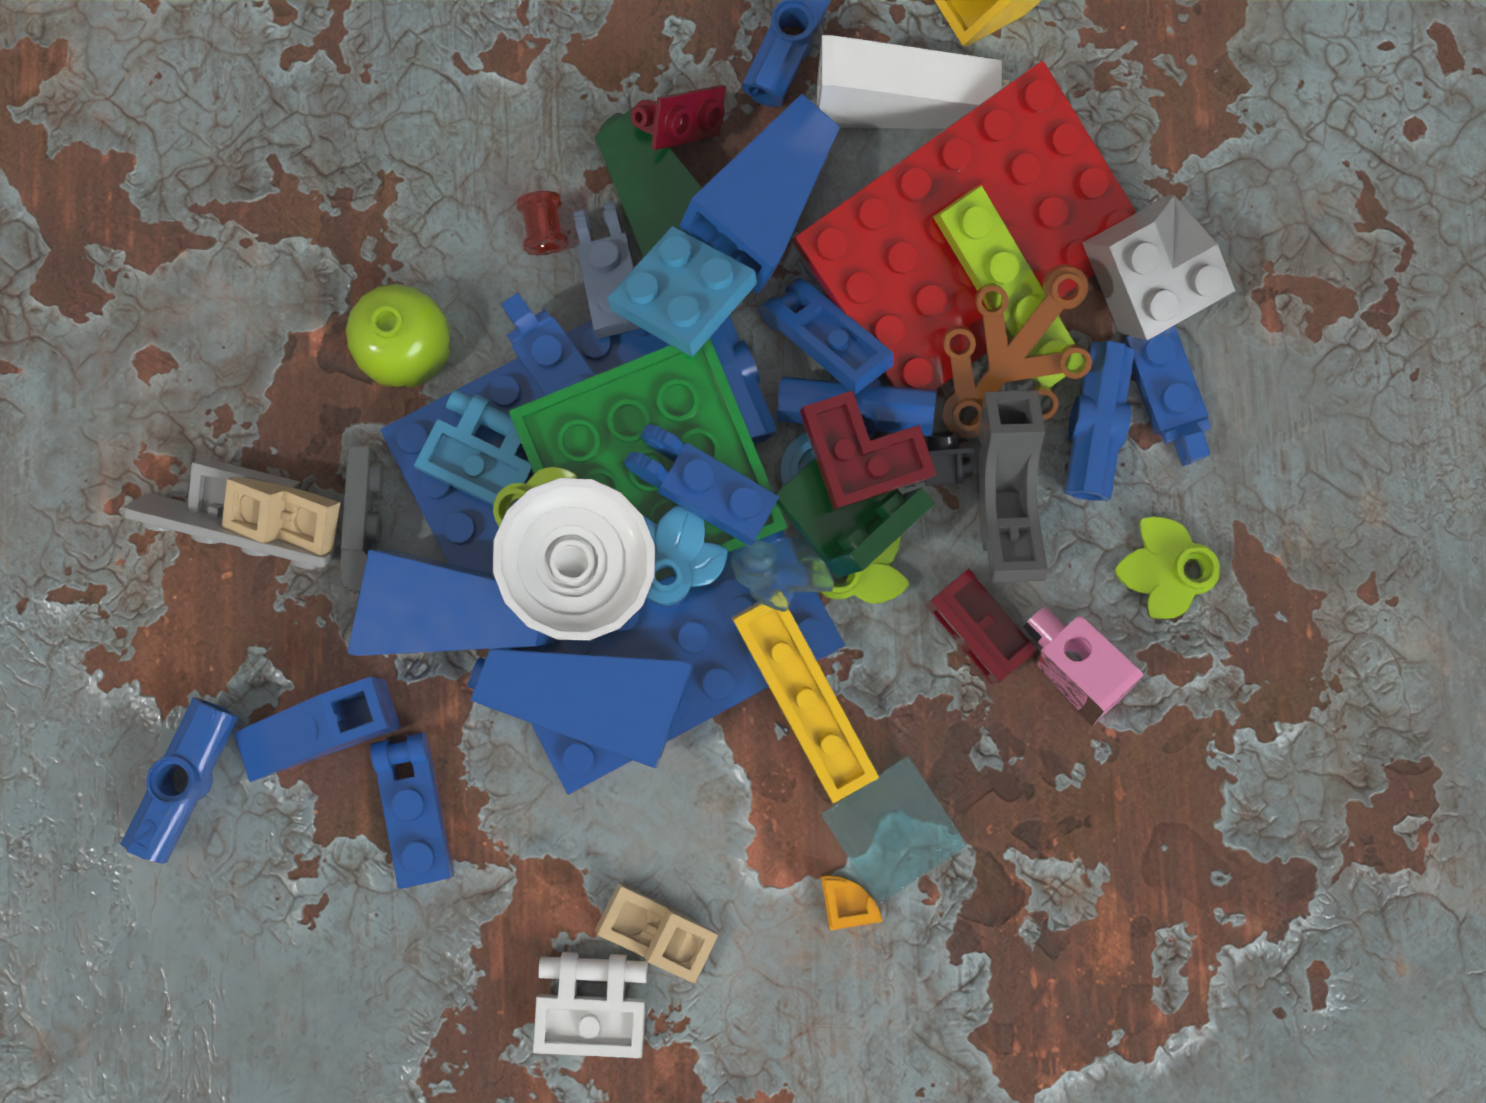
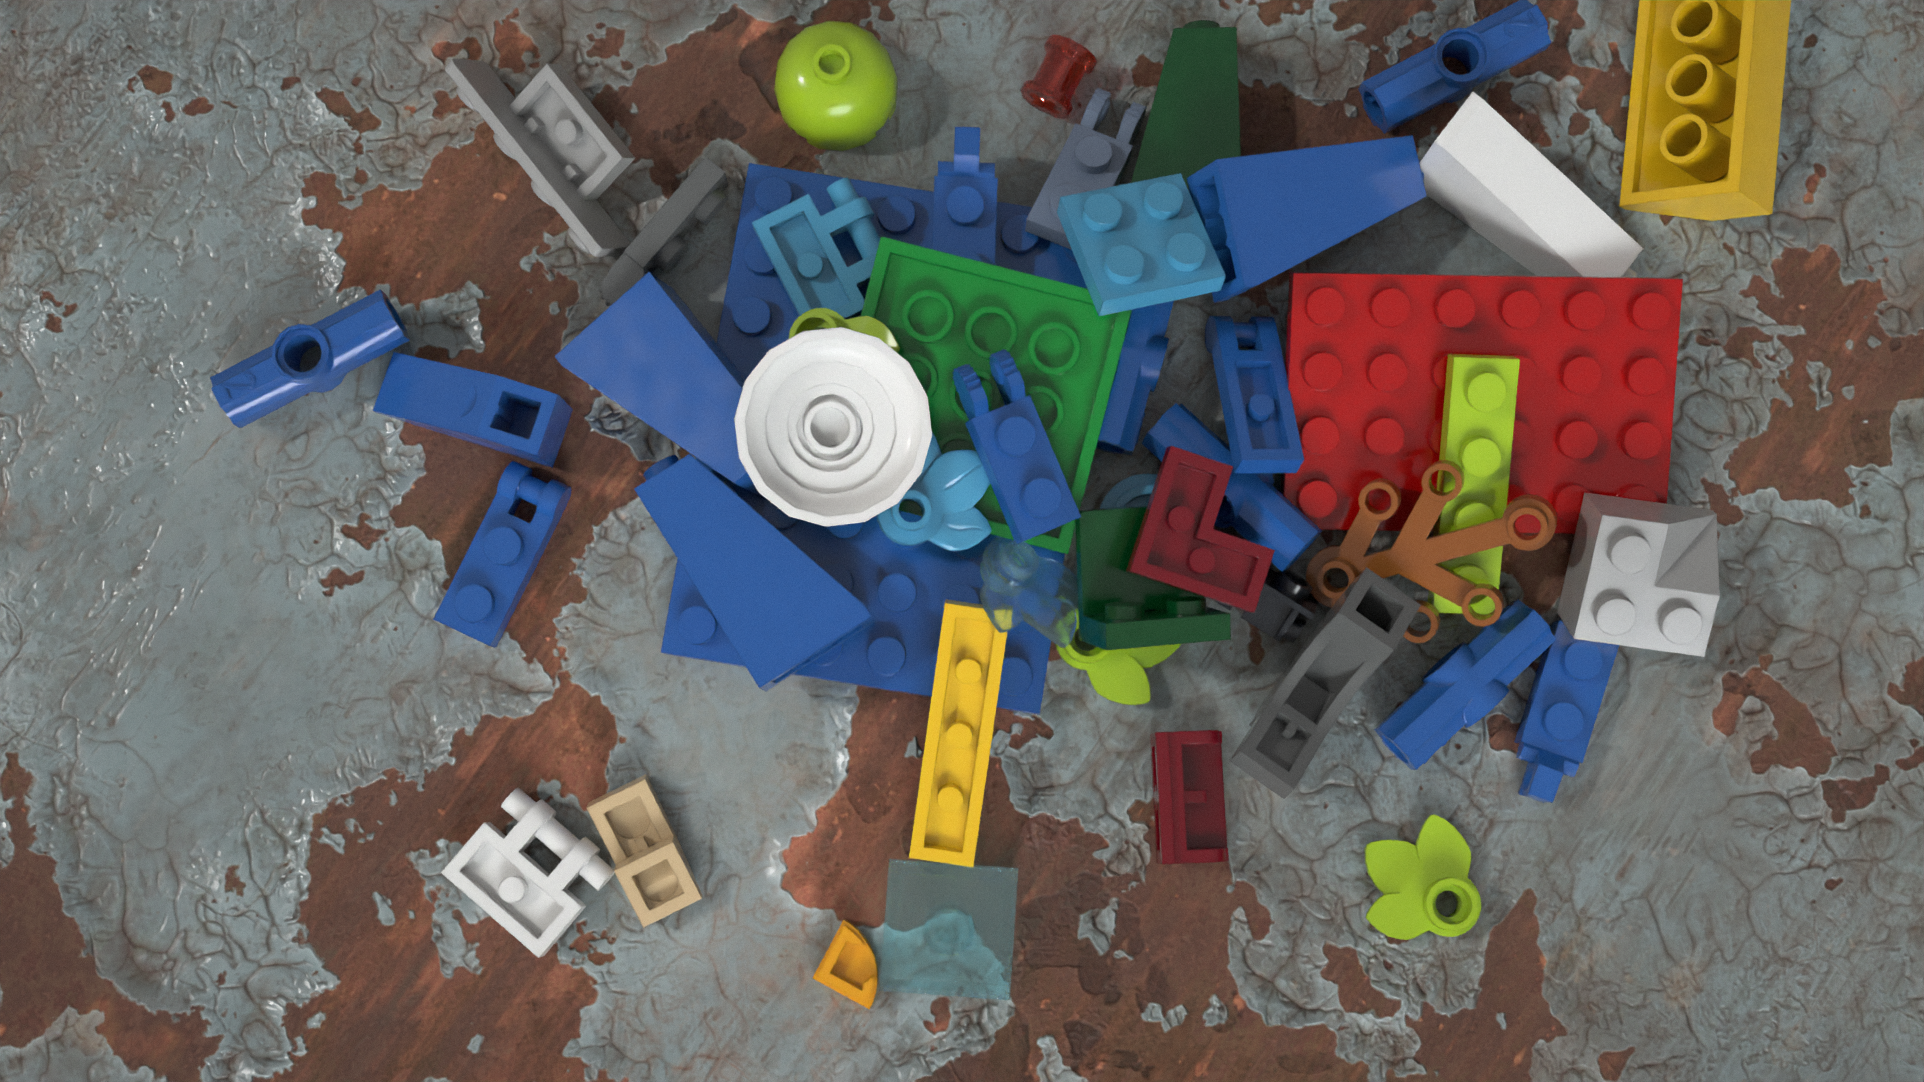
camera: 40 degrees right, 0 degrees up
(280, 512) = (591, 170): tan slope -> none
(681, 116) = (1274, 71): dark red hinge -> none
(1088, 684) = (1256, 937): bright pink torso -> none

